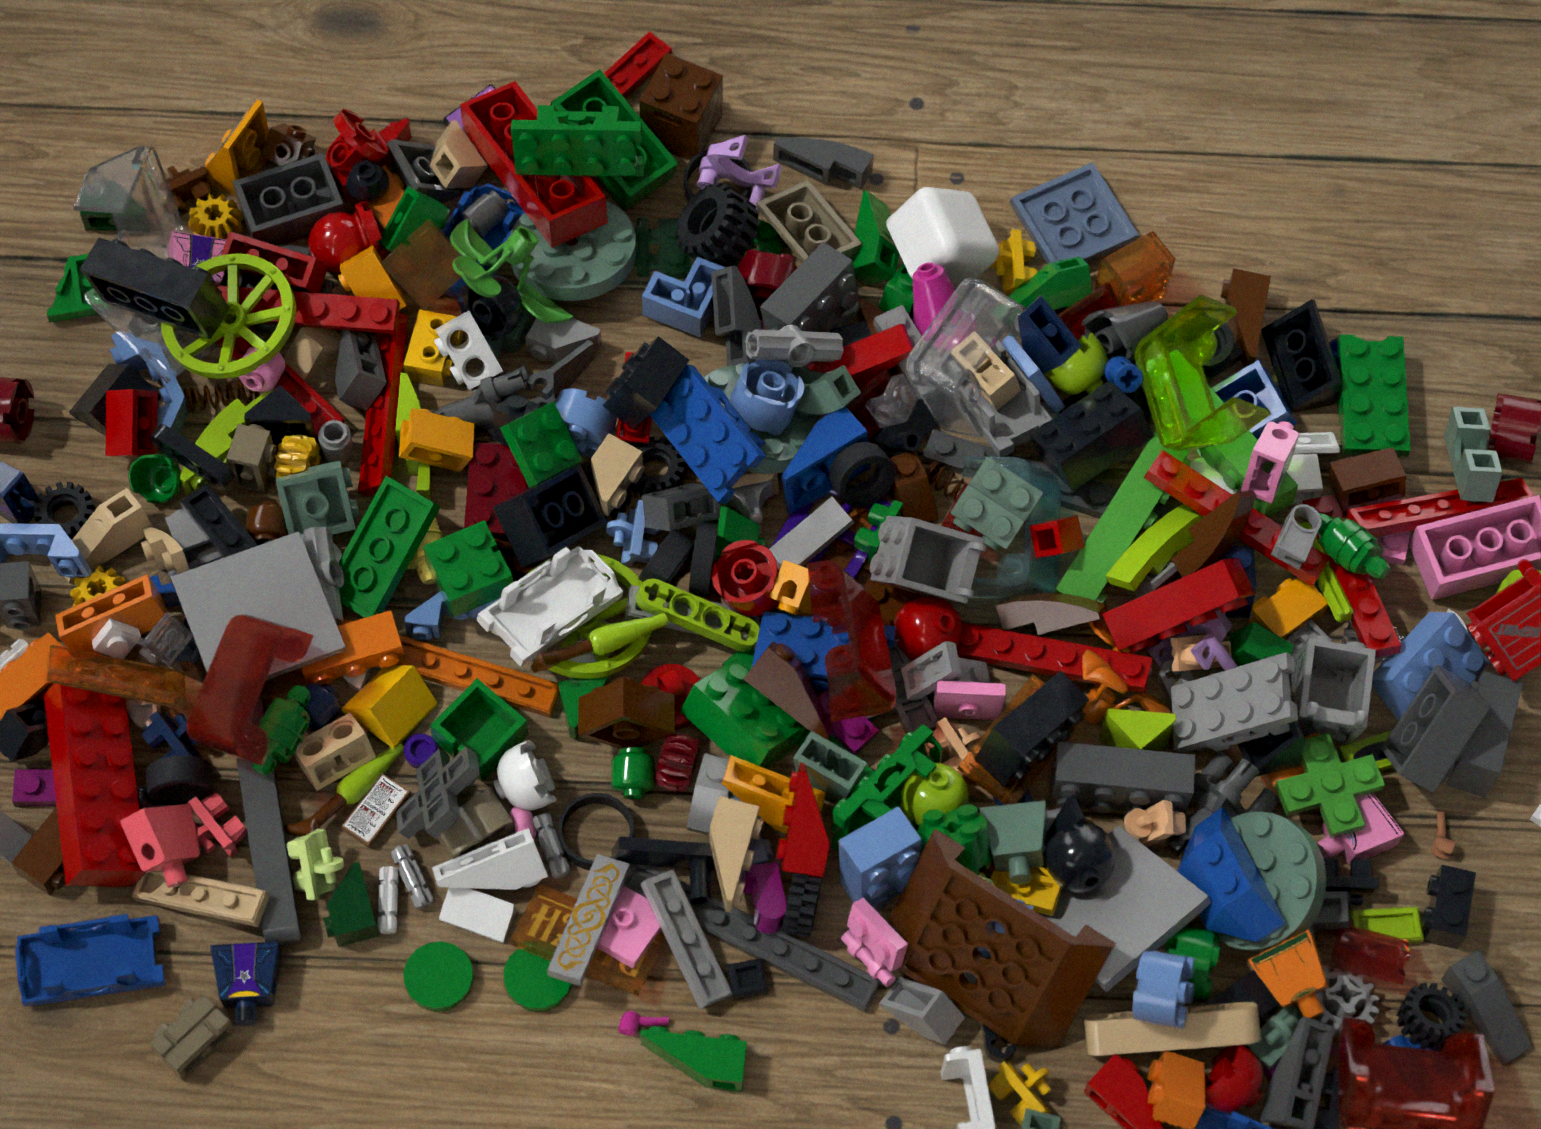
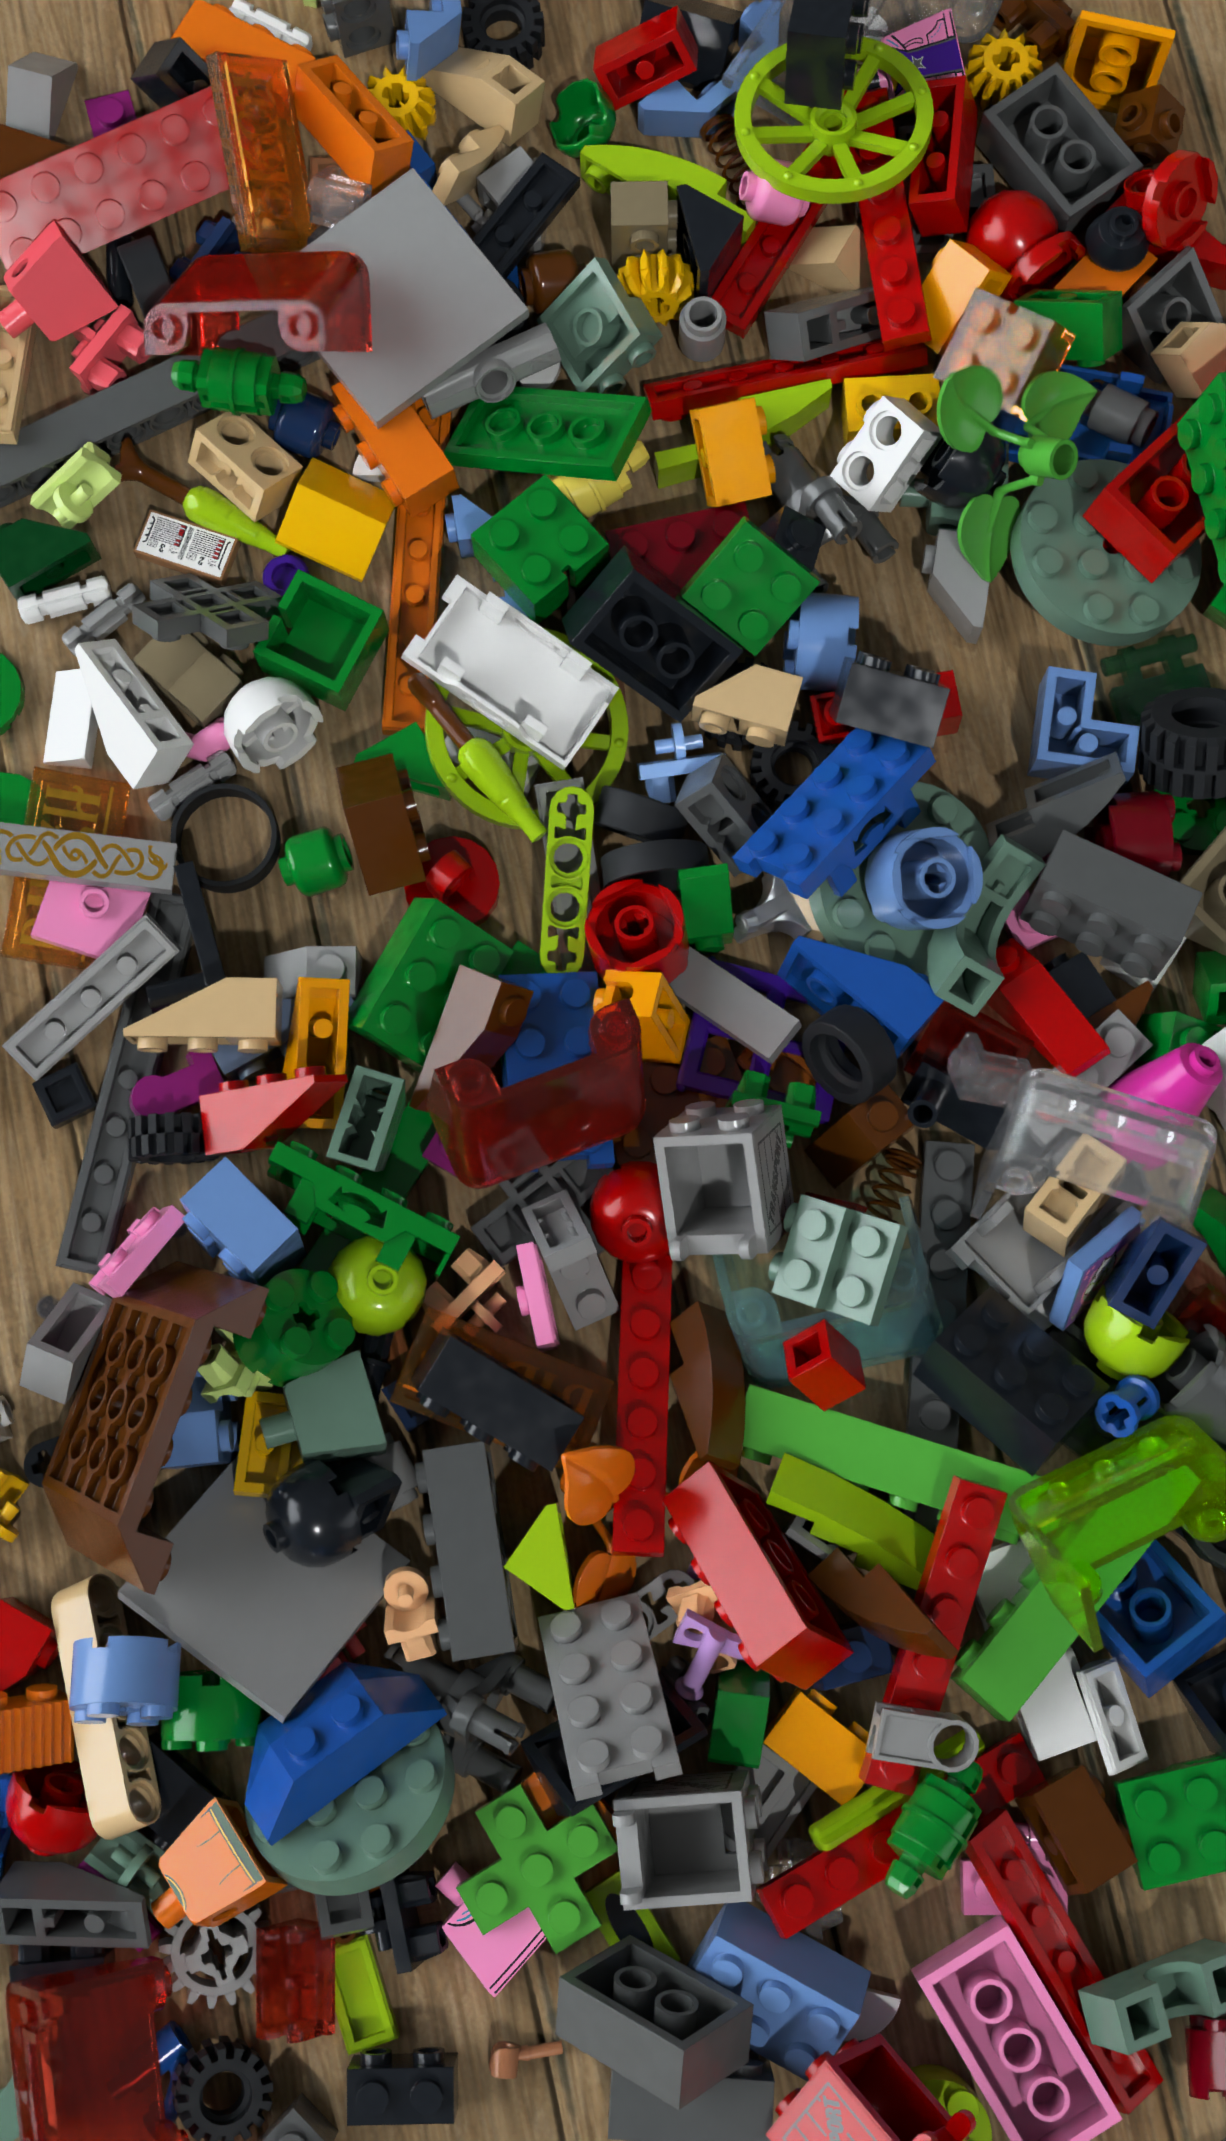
camera: 80 degrees right, 15 degrees up
(116, 639) = (321, 140): white plate -> none
(192, 456) = (611, 145): black beam -> none
(562, 374) = (894, 596): dark grey flag -> none
(677, 762) = (342, 915): dark red gear -> none
(794, 345) = (1011, 895): light grey piece -> none
(1276, 446) = (1030, 1670): bright pink torso -> none

